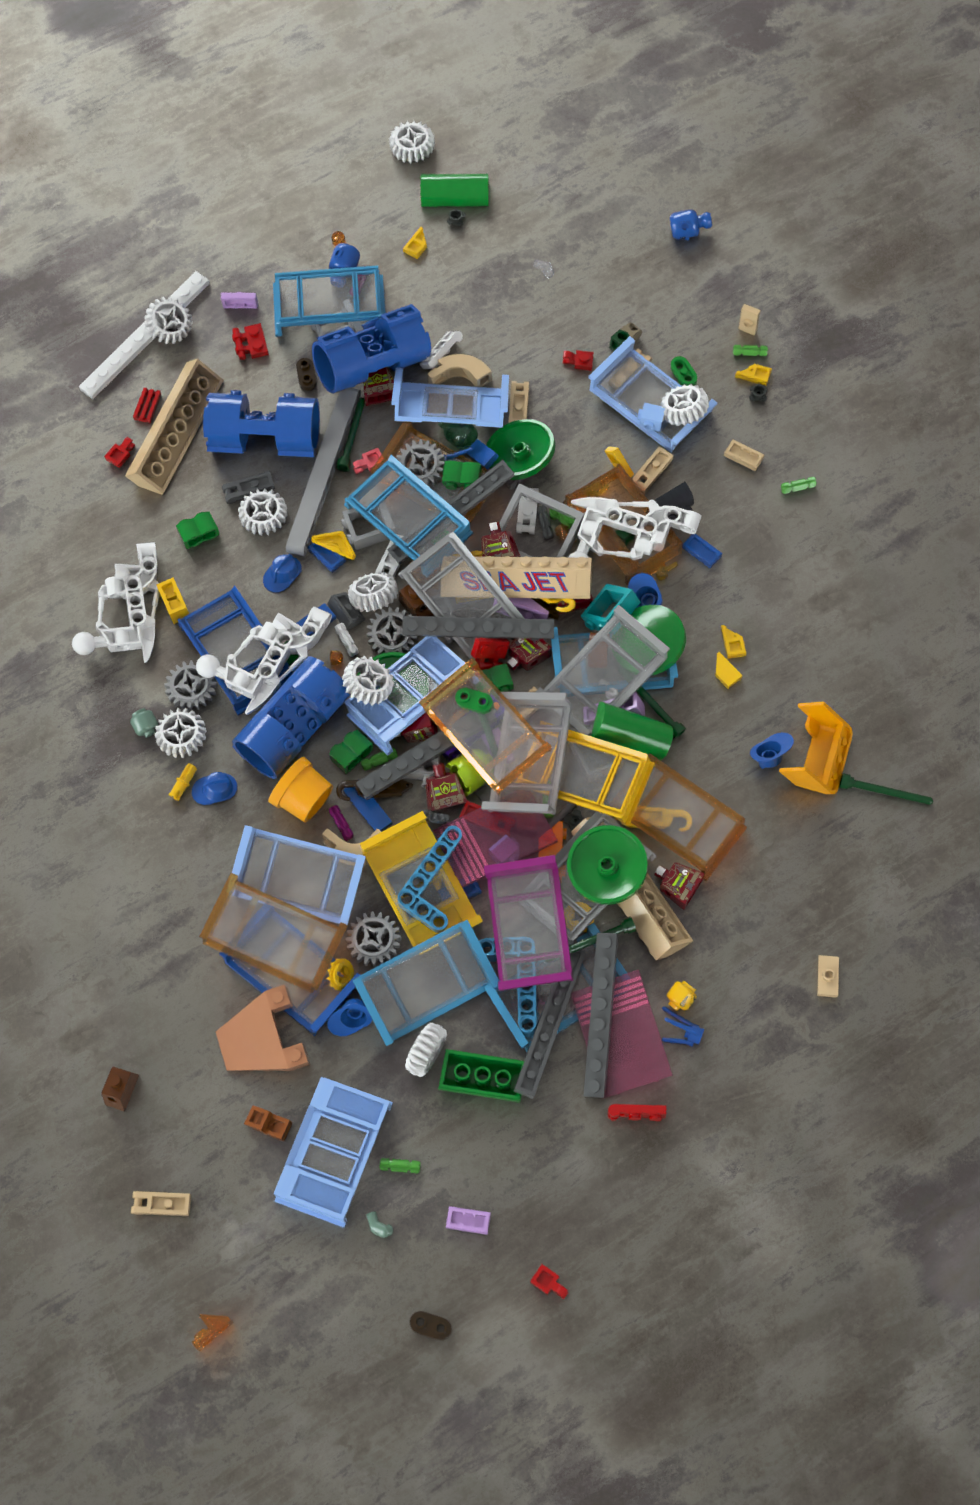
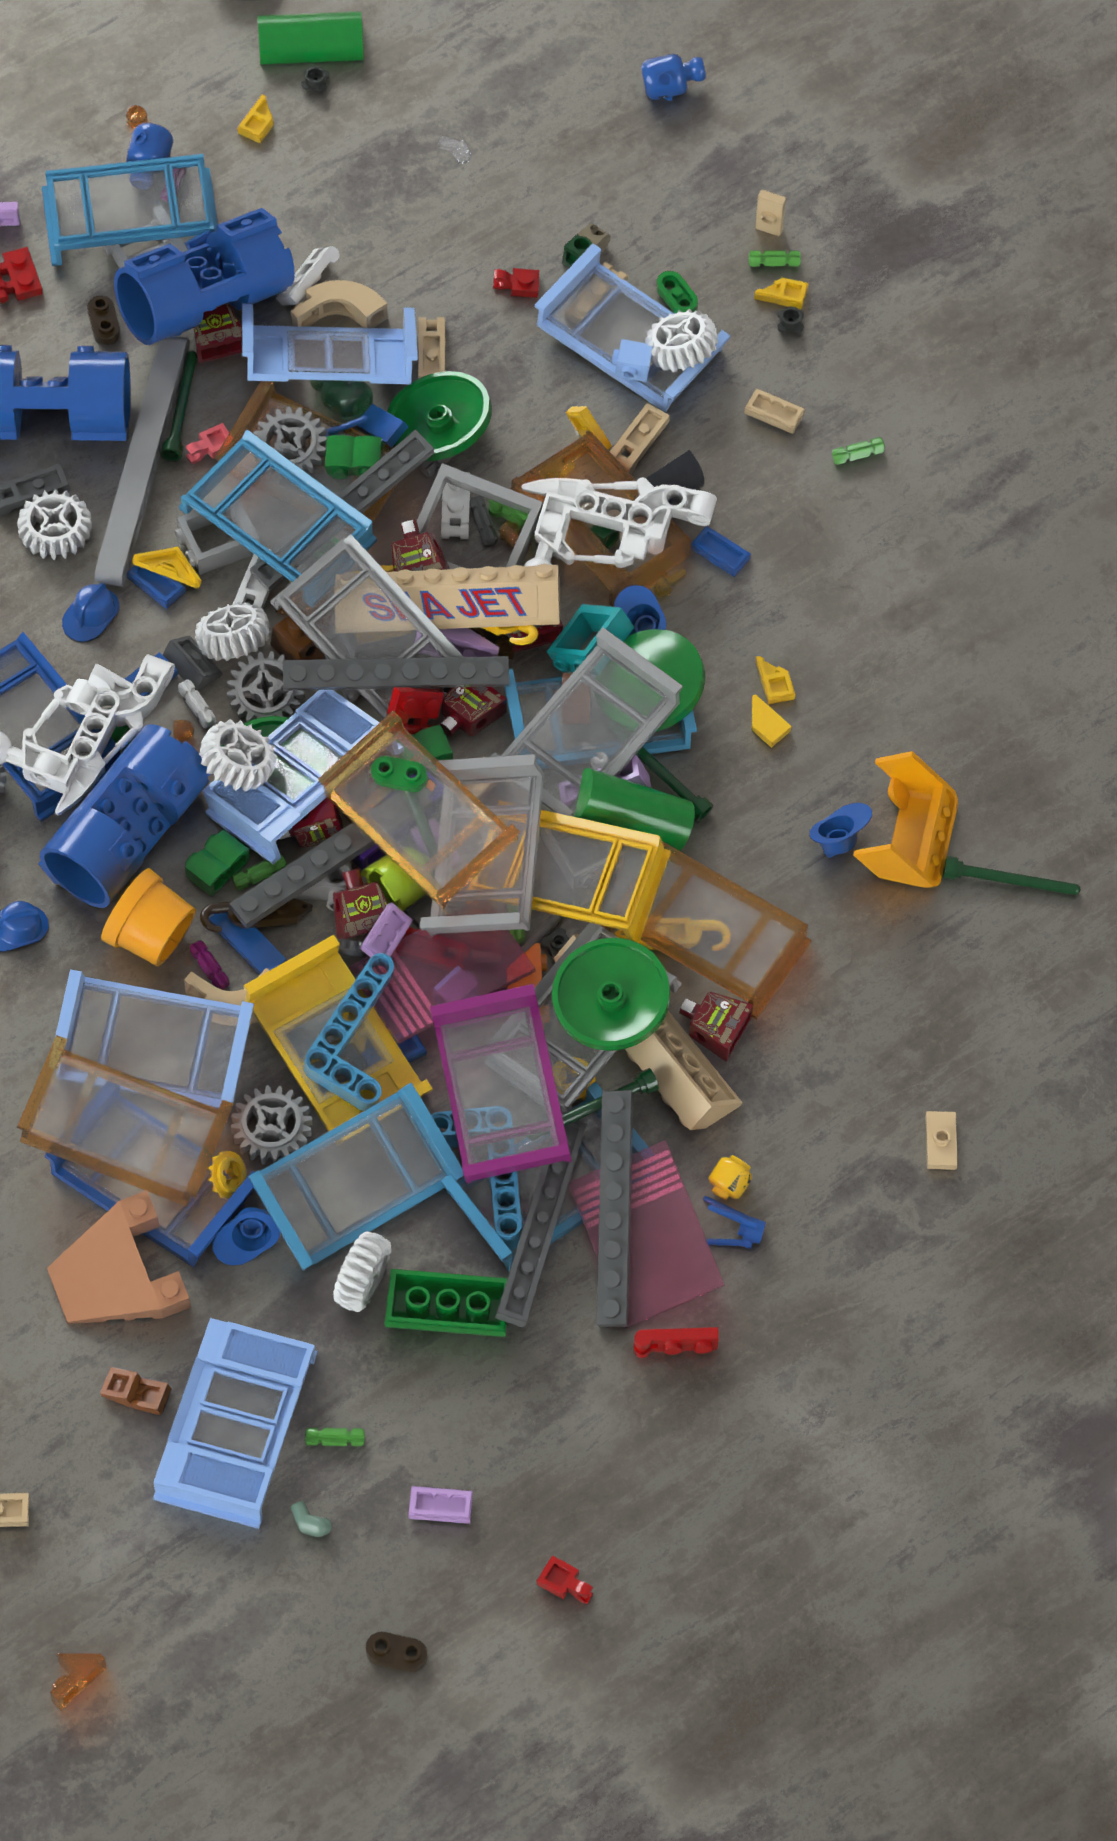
camera: 10 degrees left, 5 degrees down
(459, 808) = (386, 931): none -> lavender plate

